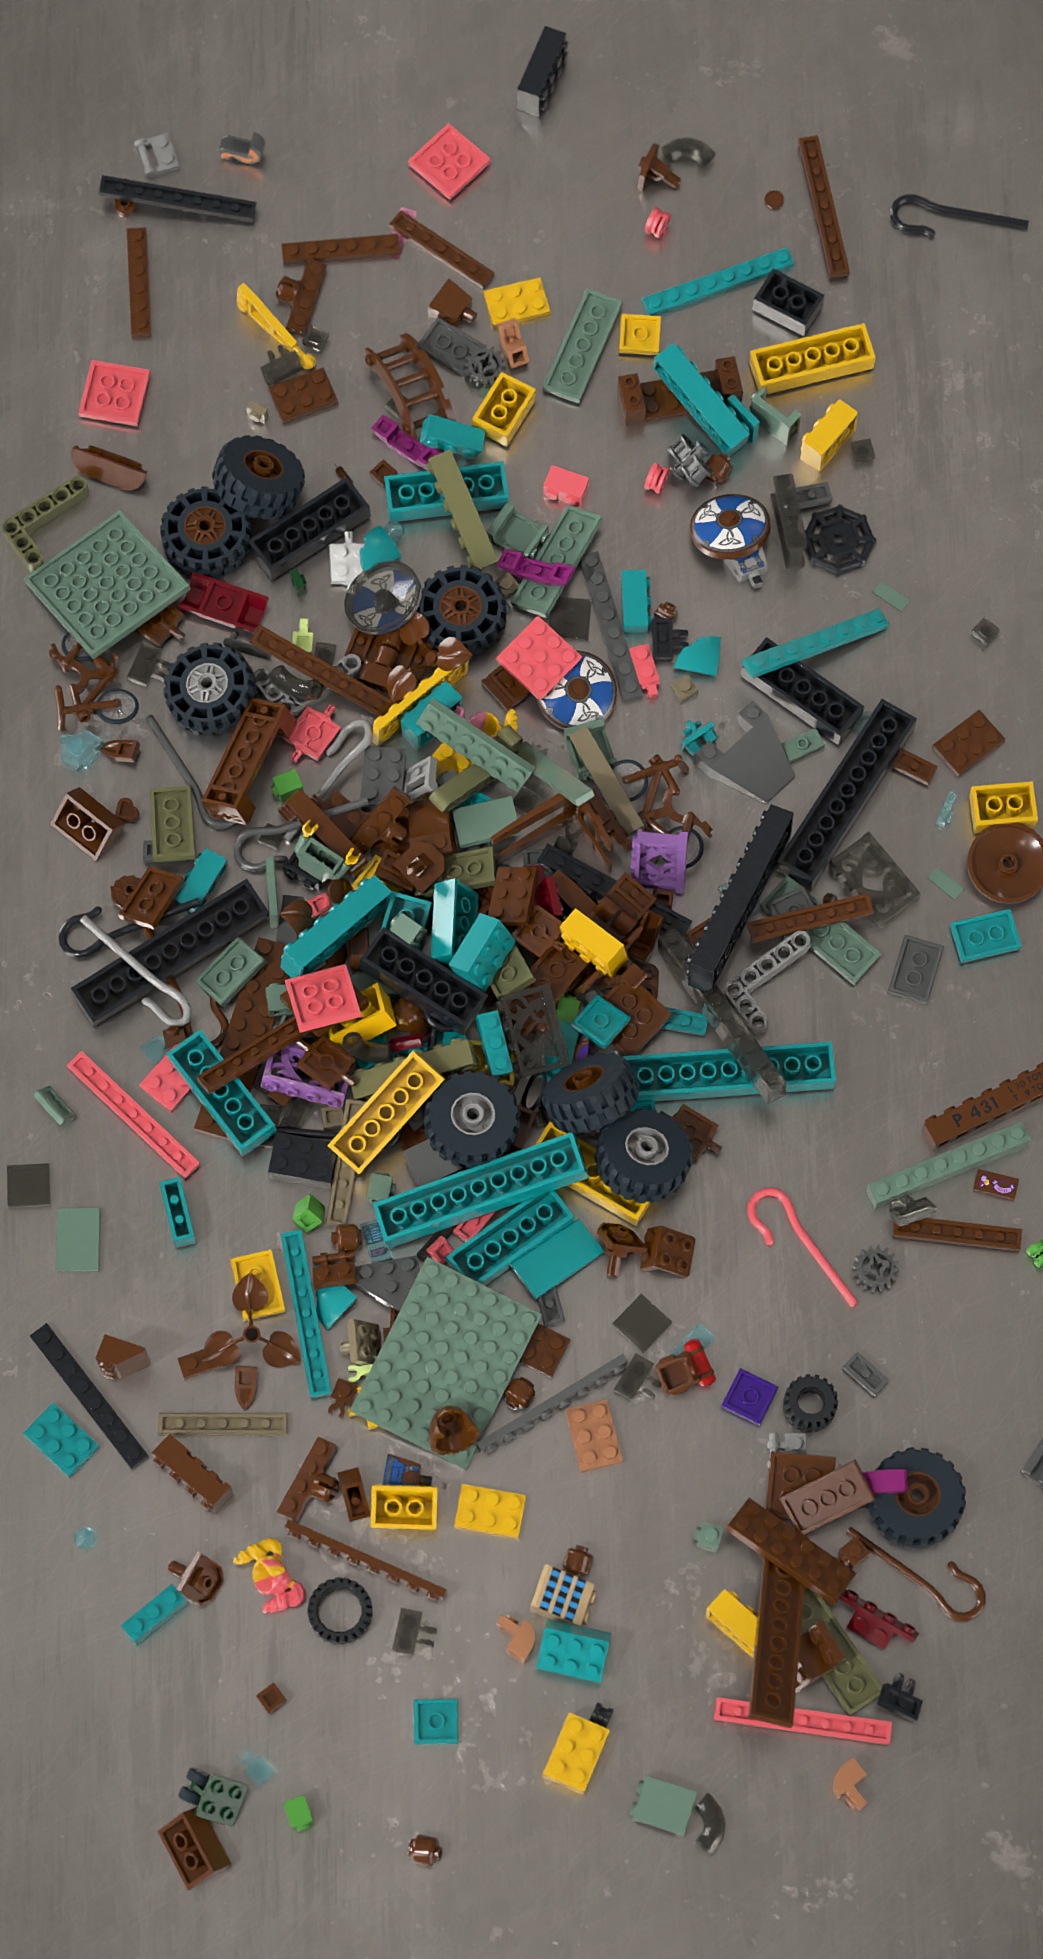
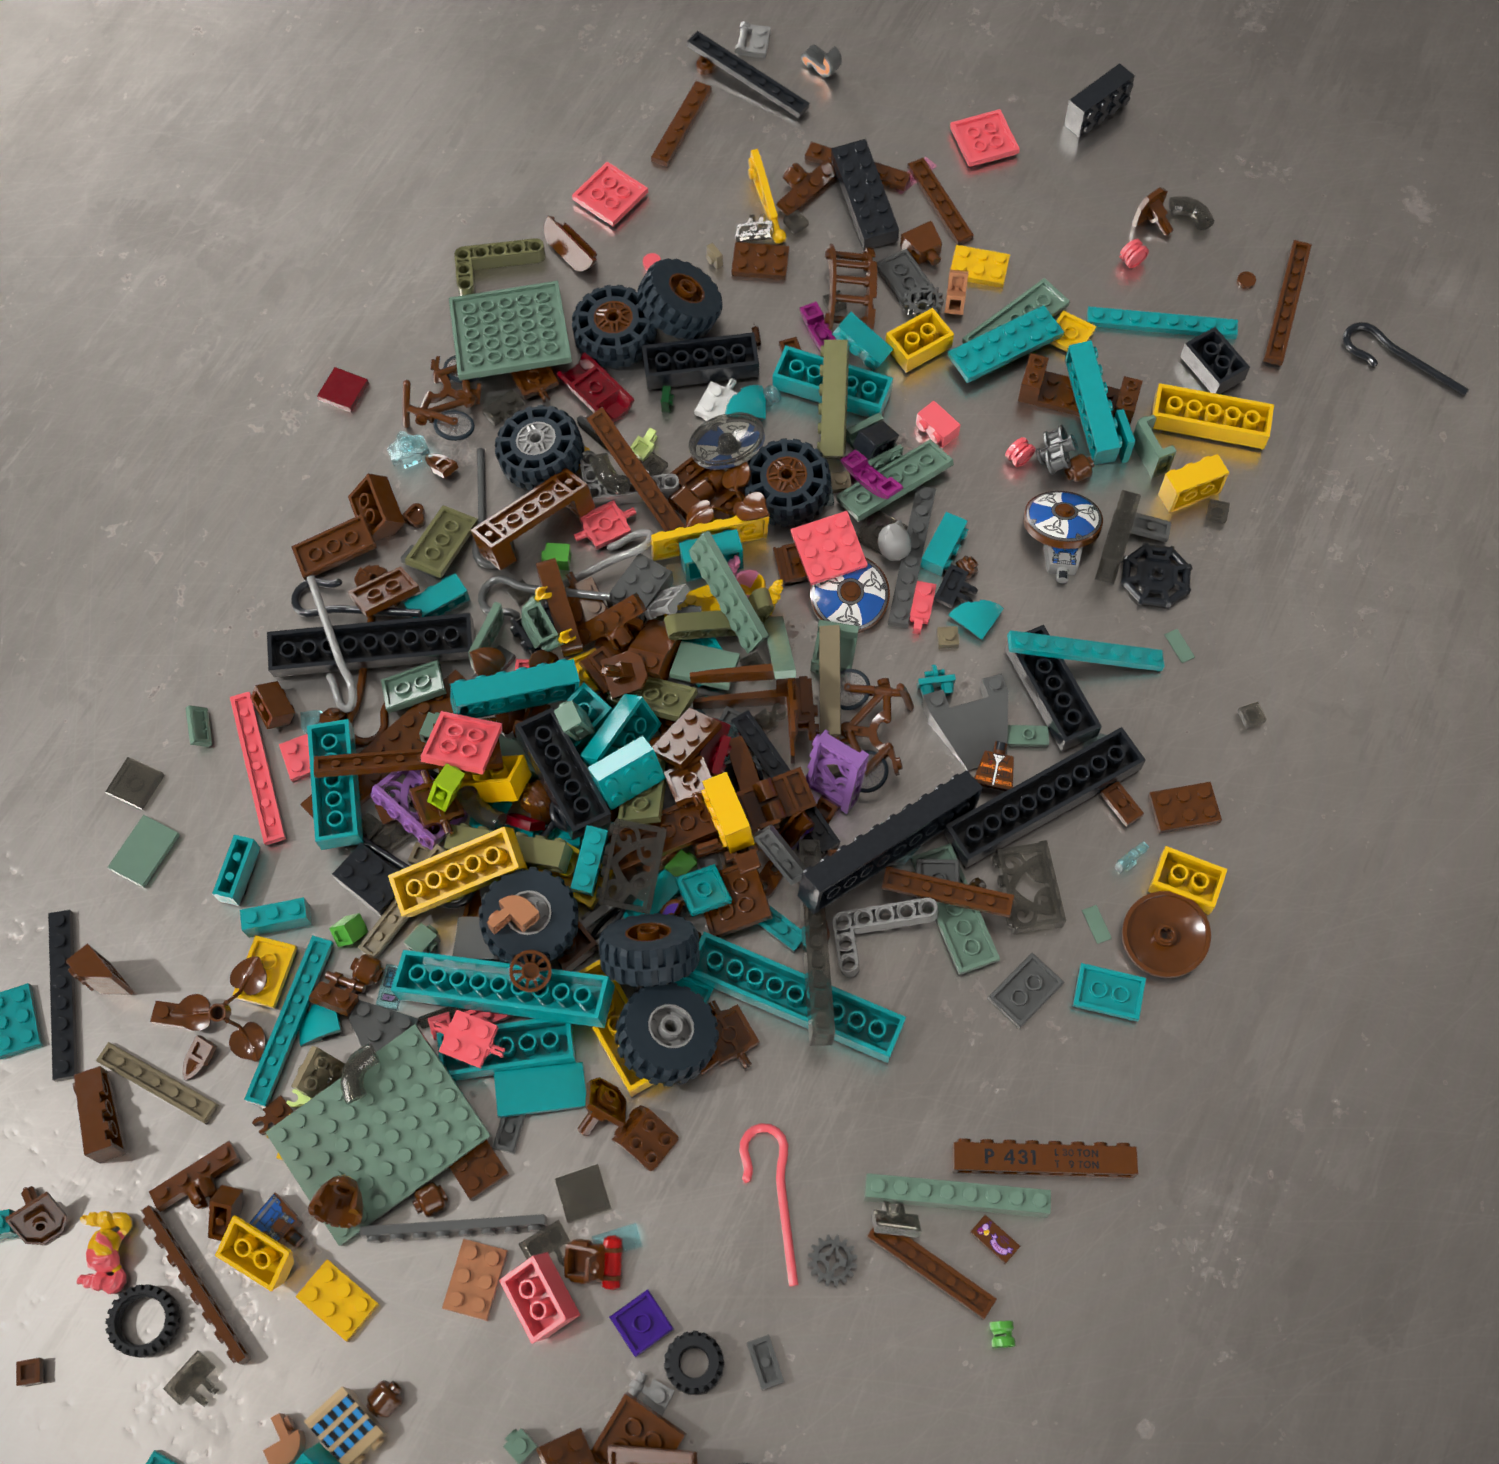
camera: 30 degrees right, 5 degrees down
(71, 878) = (334, 546): none -> reddish brown plate
(112, 1052) = (272, 704): none -> reddish brown brick
(198, 446) = (649, 259): none -> coral tile
(238, 1234) = (275, 917): none -> teal brick
(333, 1044) = (446, 787): none -> lime brick
(369, 280) = (864, 194): none -> black brick
(402, 1319) = (354, 1072): none -> clear smoke cylinder
(464, 1115) = (515, 909): none -> nougat brick
(477, 1246) = (468, 1039): none -> coral plate
(503, 1160) = (530, 970): none -> reddish brown wheel
(520, 531) = (875, 440): none -> black panel
(586, 374) = (1005, 343): none -> teal plate
(591, 622) = (894, 541): none -> light grey piece
(656, 957) = (780, 853): none -> dark grey plate
(658, 1418) = (539, 1297): none -> coral brick
(792, 789) = (996, 768): none -> torso

